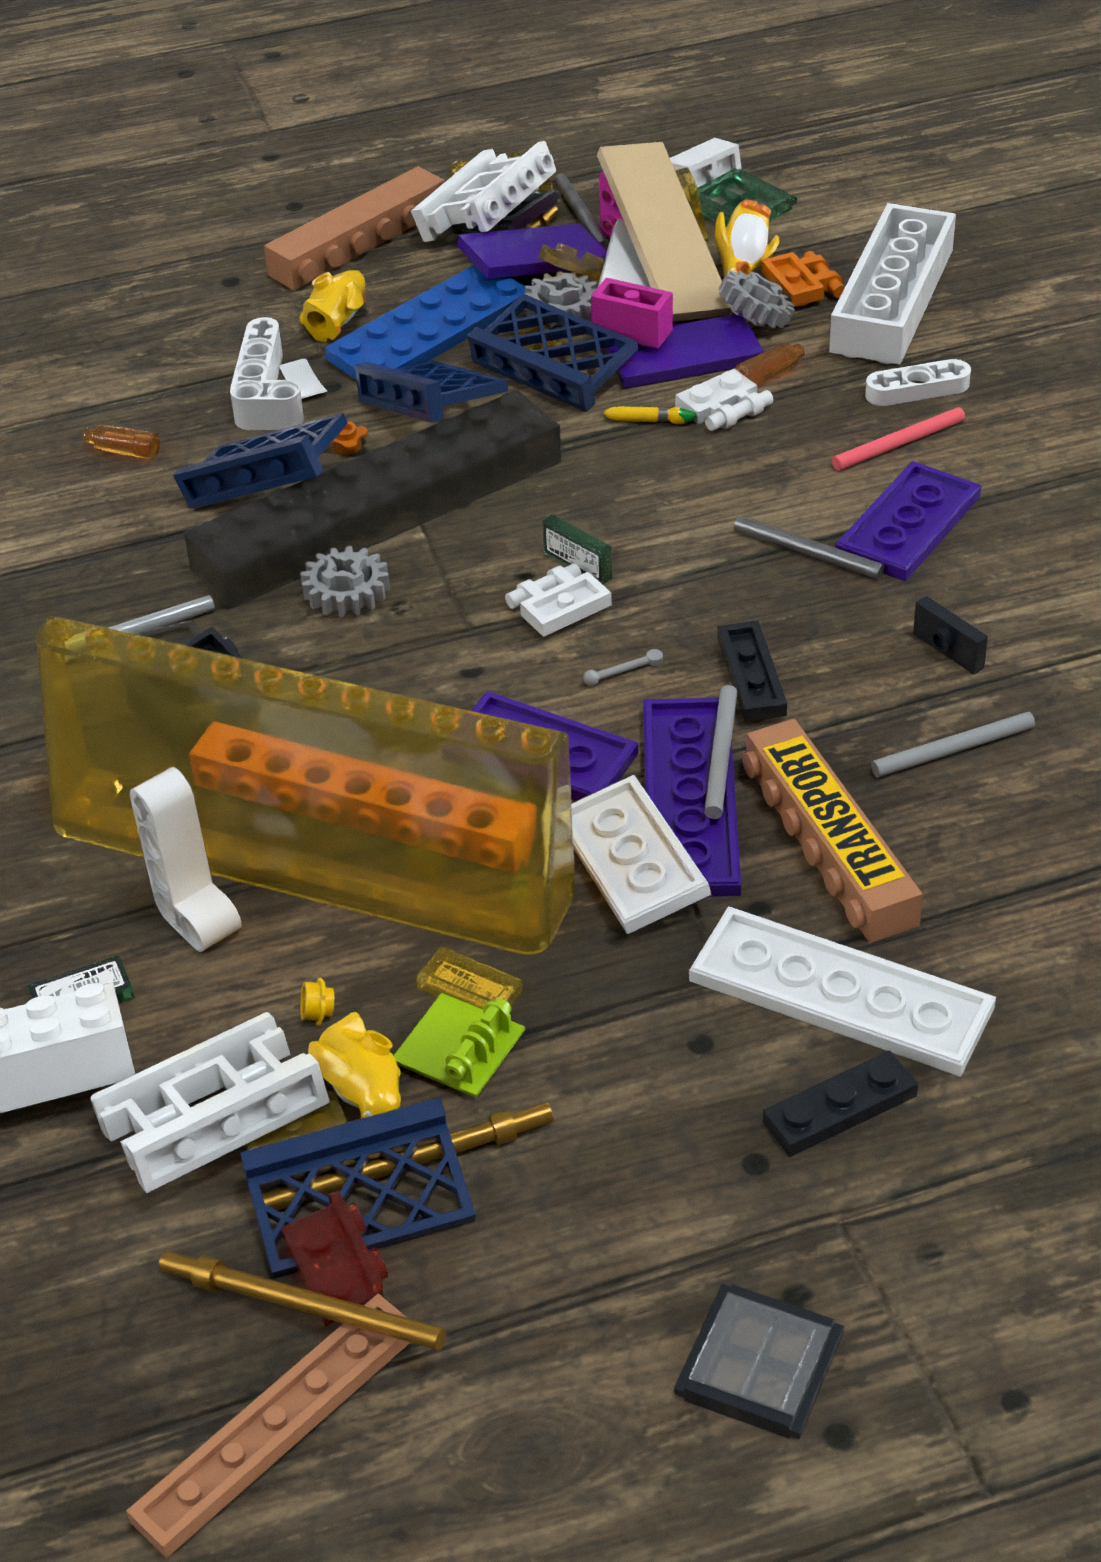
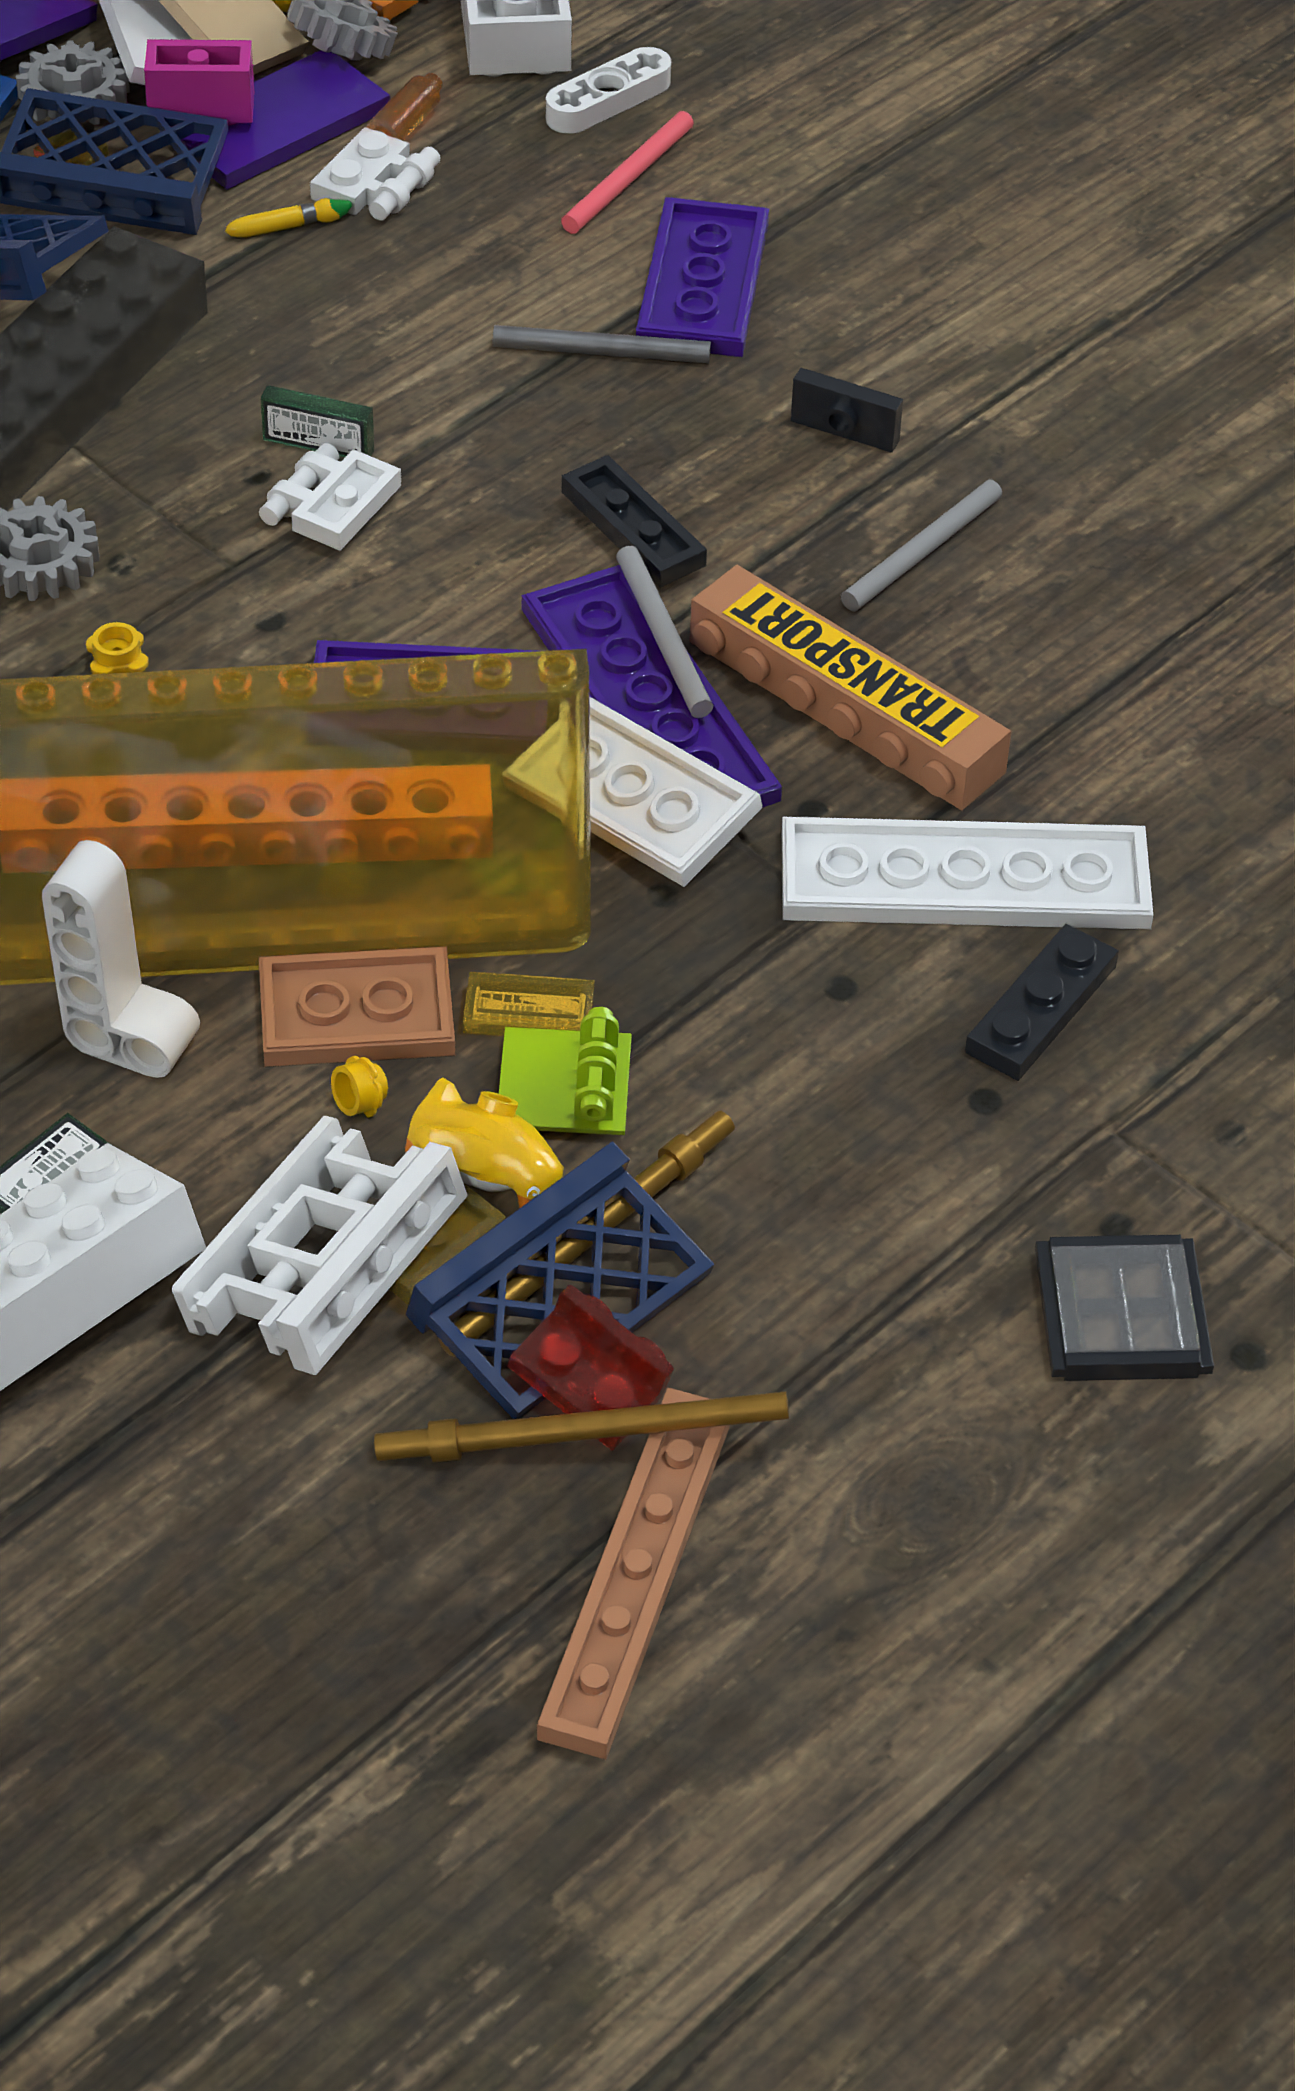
camera: 30 degrees left, 5 degrees up
(355, 661) = (116, 649): none -> yellow plate
(355, 945) = (356, 1005): none -> nougat tile
(565, 257) = (55, 22): clear yellow plate -> none
(653, 657) = (495, 539): light grey hinge -> none

